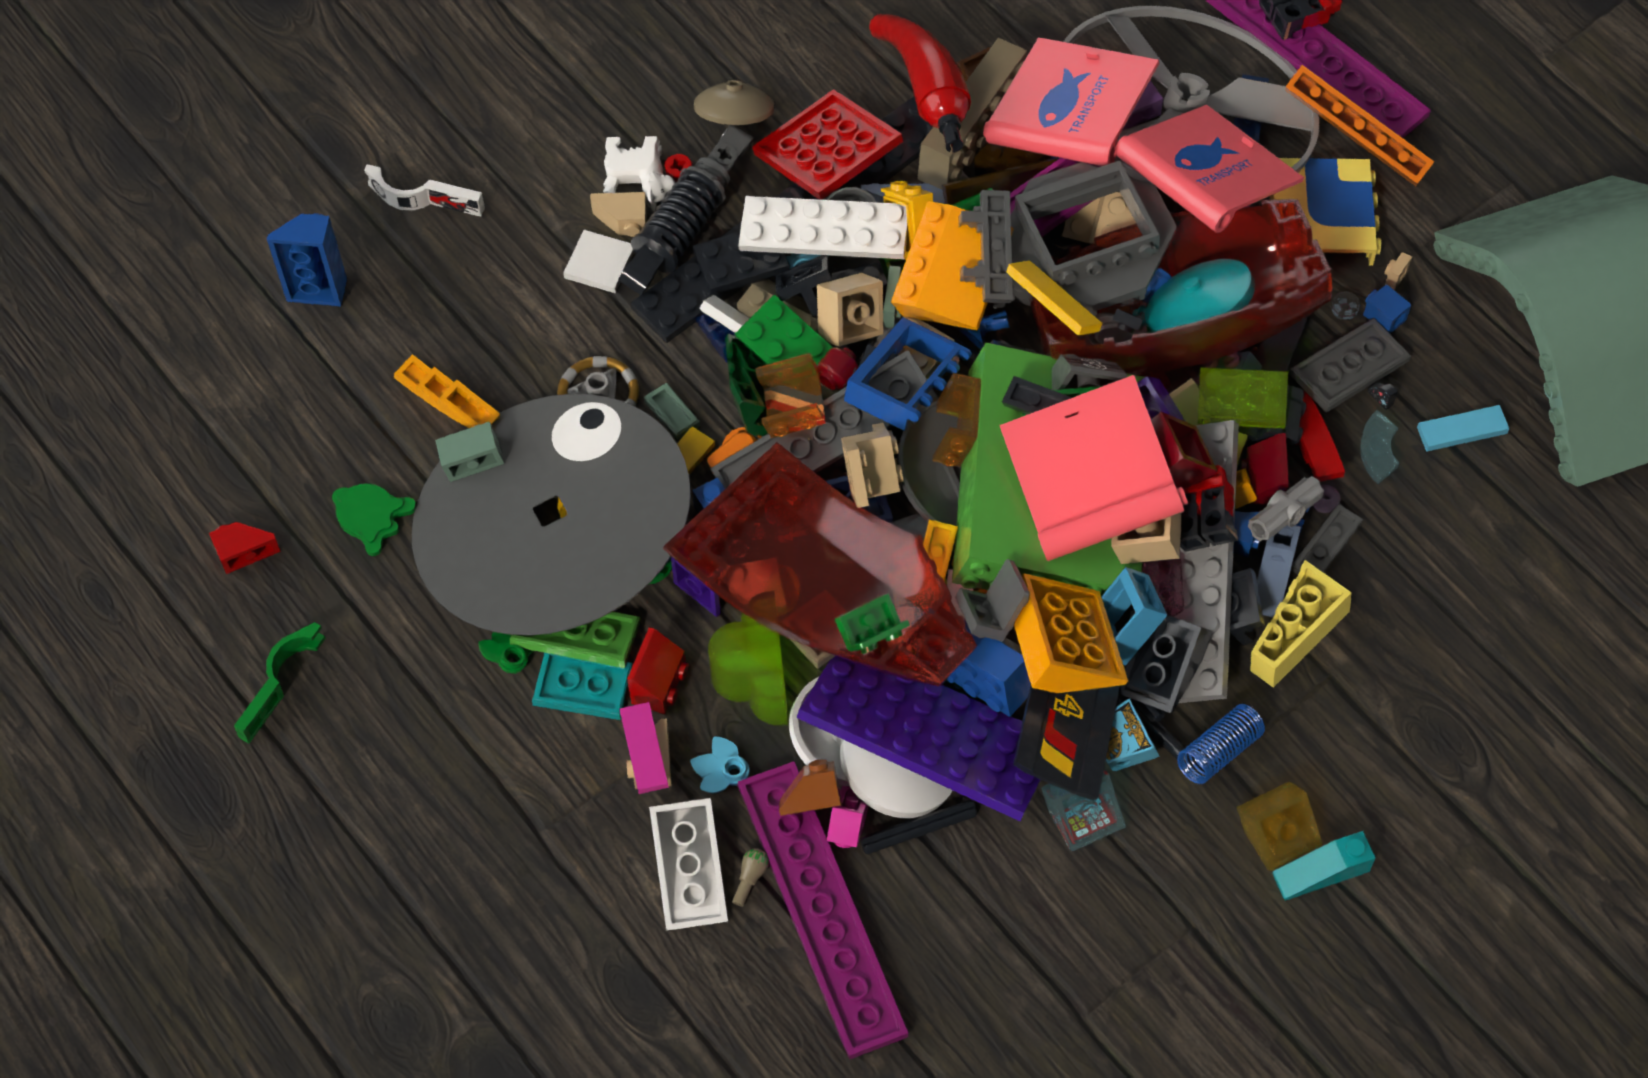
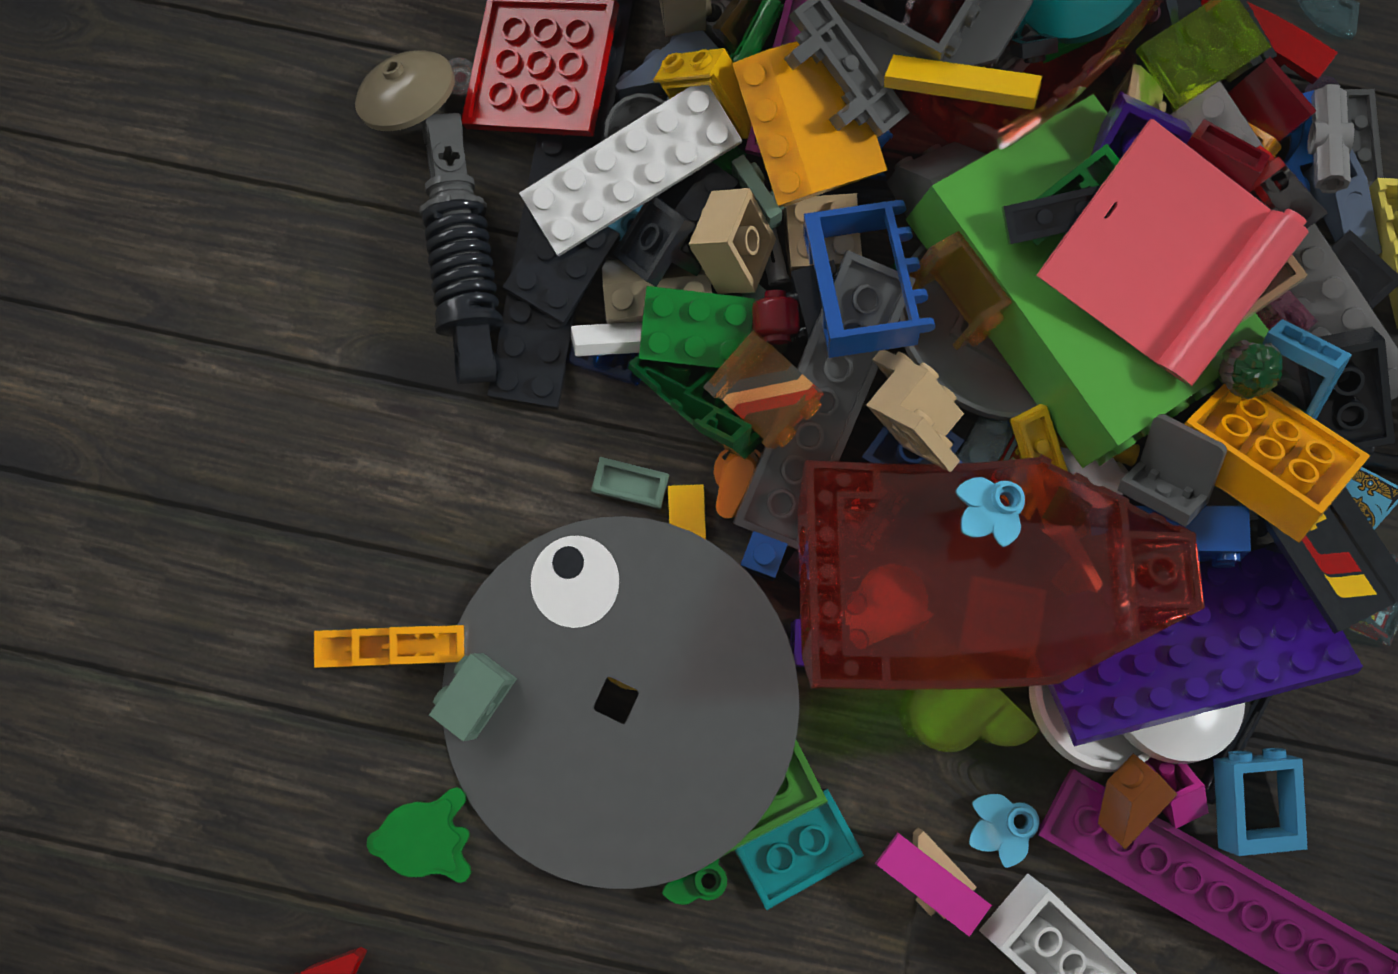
camera: 40 degrees left, 20 degrees up
(308, 260) = (116, 625): blue slope -> none
(430, 193) = (168, 431): white piece -> none
(598, 261) = (413, 371): white tile -> none
(600, 383) = (537, 511): light grey piece -> none
(621, 211) = (391, 299): tan slope -> none
(637, 166) = (362, 236): white animal -> none
(657, 672) = (870, 787): red slope -> none
(674, 163) = (410, 216): red wheel -> none
(752, 868) = (1125, 909): dark tan piece -> none
(775, 121) = (462, 71): none -> clear tile
(860, 546) = (987, 513): none -> medium azure plate
(869, 624) = (1081, 596): green bracket -> none
(875, 888) = (1231, 805): none -> dark azure window
(1079, 372) = (1061, 146): dark grey slope -> none
(1096, 580) = (1251, 368): none -> dark green piece

